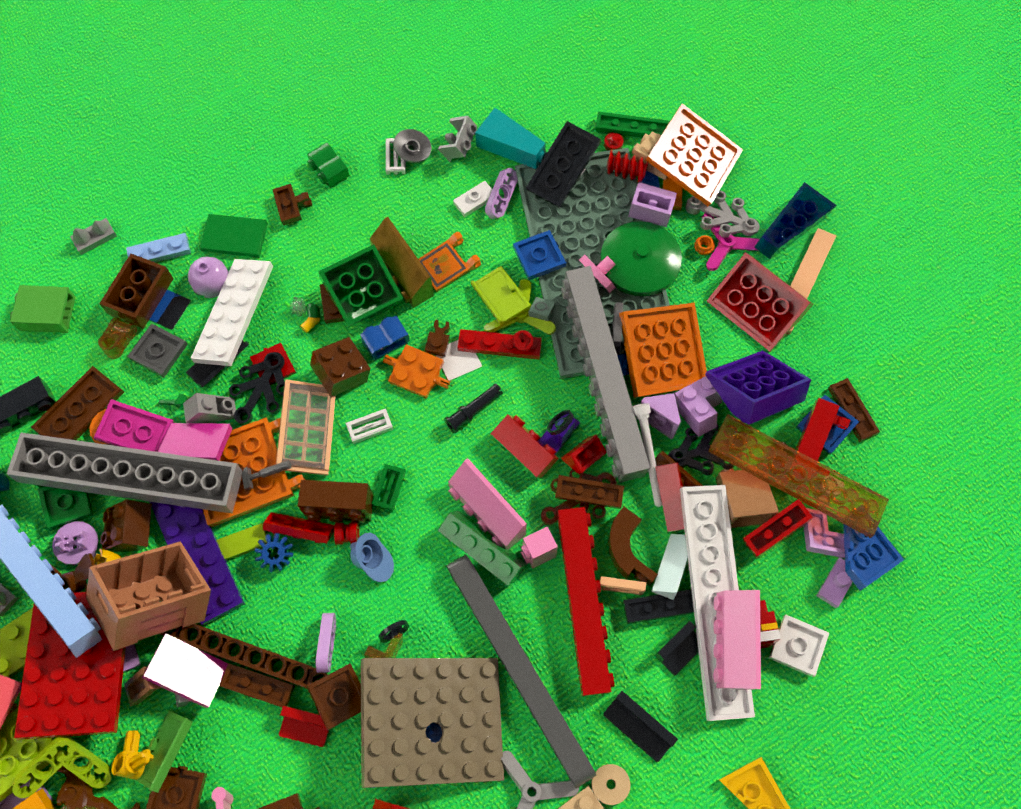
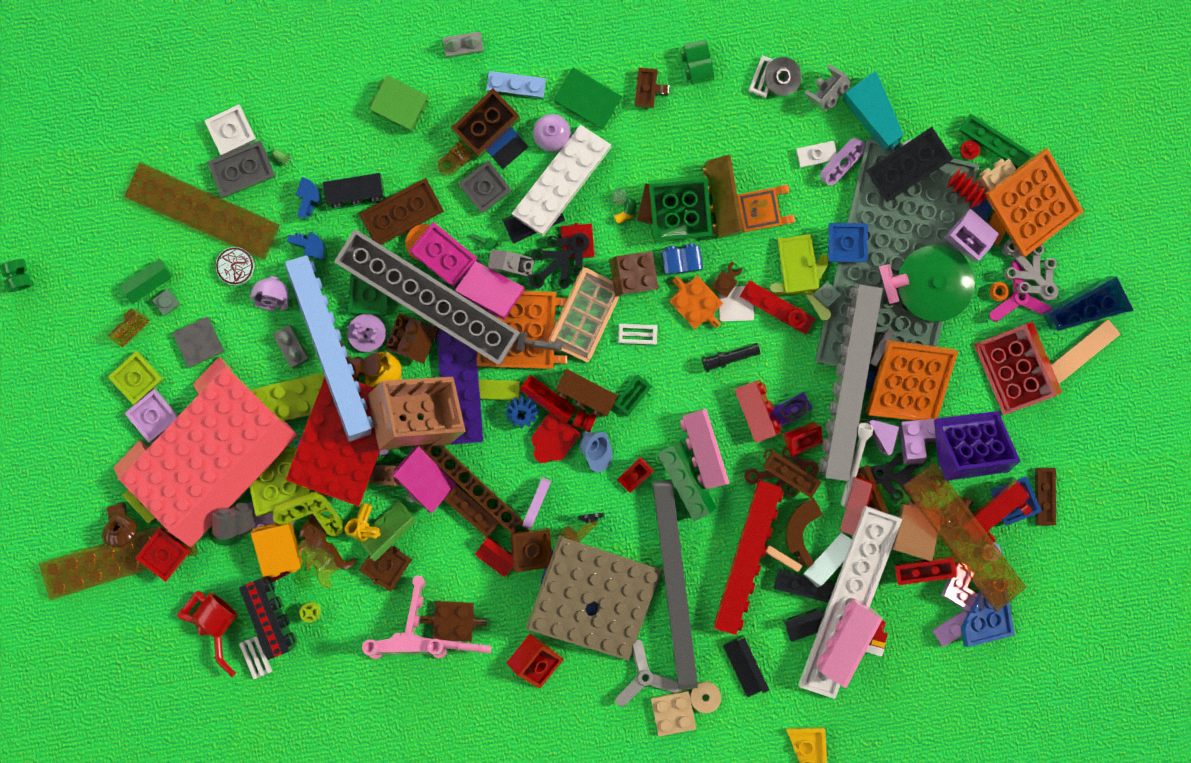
camera: 25 degrees right, 20 degrees up
(321, 568) = (553, 439): none -> red plate
(424, 564) = (635, 475): none -> red slope
(539, 548) = (731, 502): bright pink brick -> none
(799, 646) = (897, 662): white plate -> none

